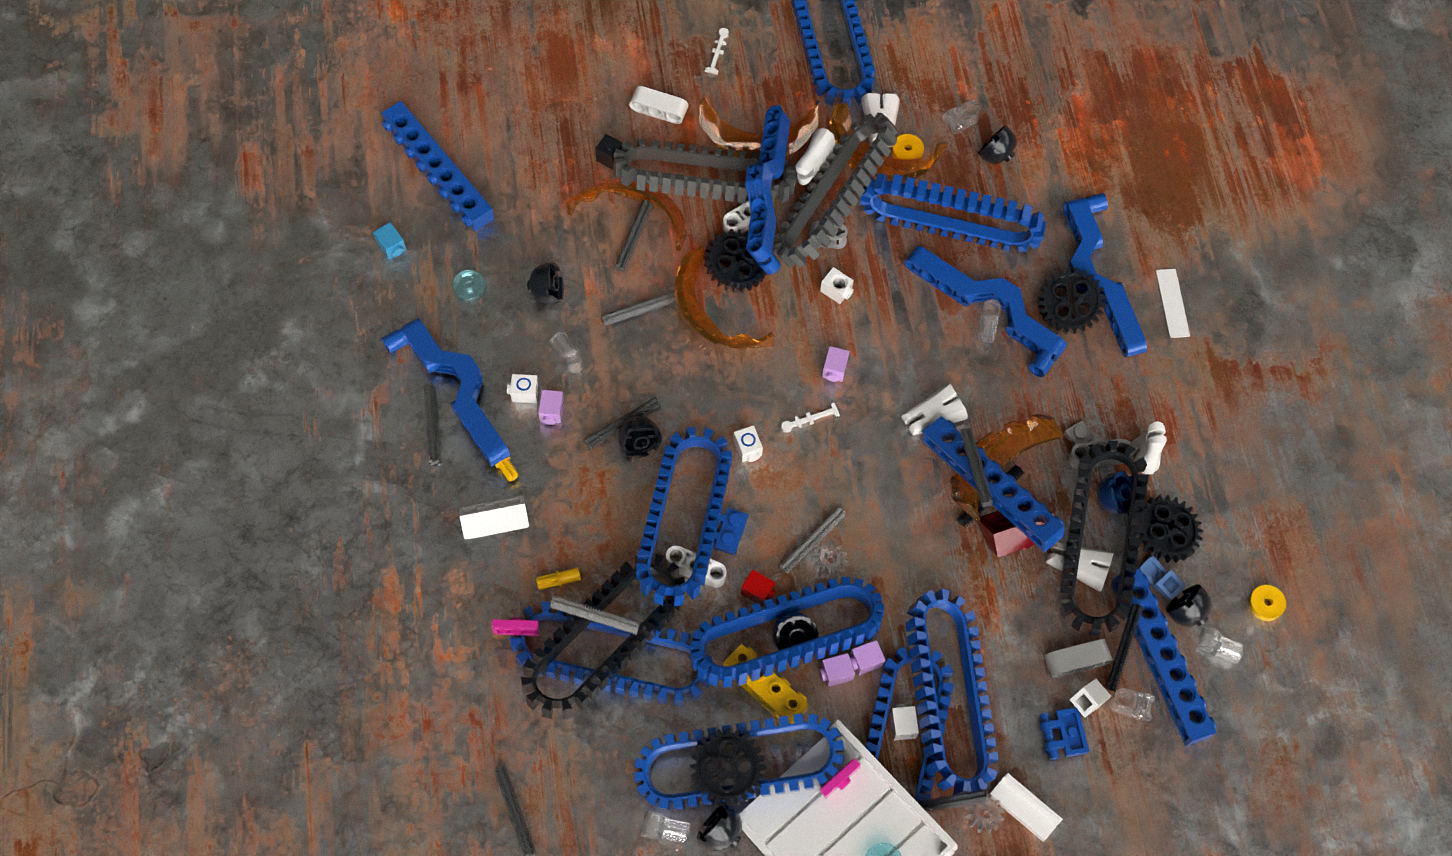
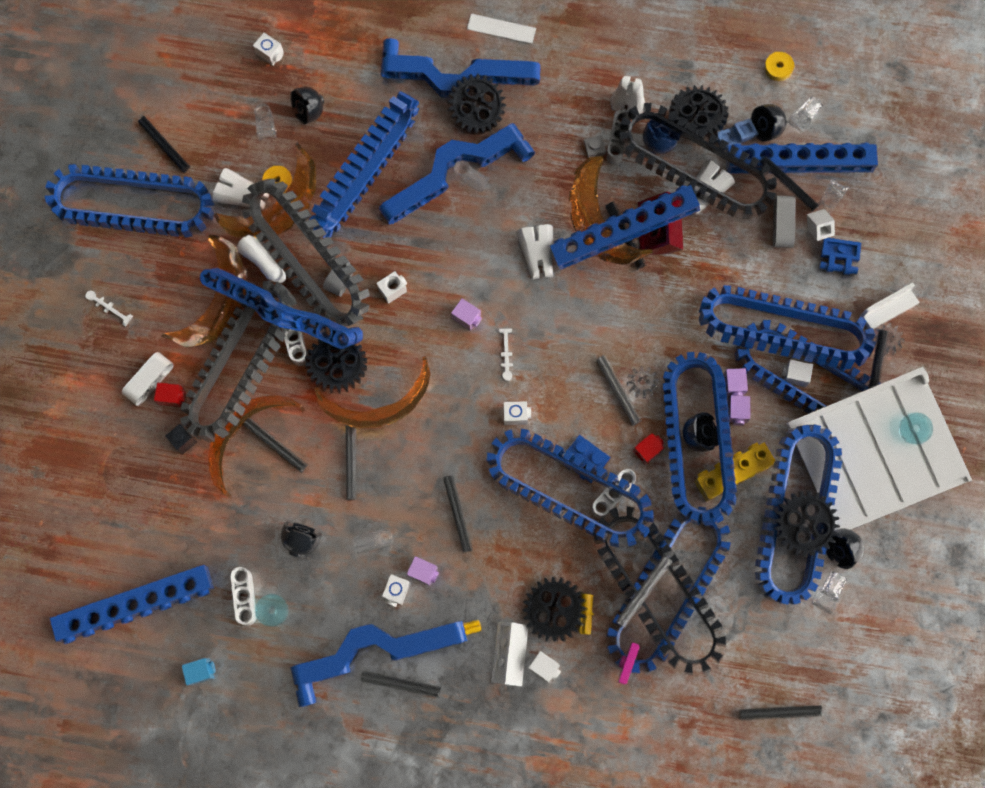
camera: 65 degrees left, 10 degrees up
(480, 248) = (237, 589): none -> white beam
(489, 553) = (545, 667): none -> white brick
(552, 544) = (572, 613): none -> black gear
(639, 436) = (477, 503): black cylinder -> none
(649, 127) = (169, 394): none -> red brick
(841, 779) = (836, 429): dark pink plate -> none
(901, 40) = (163, 143): none -> black axle
(976, 466) = (635, 236): dark grey axle -> none
(1042, 94) = (268, 49): none -> white brick

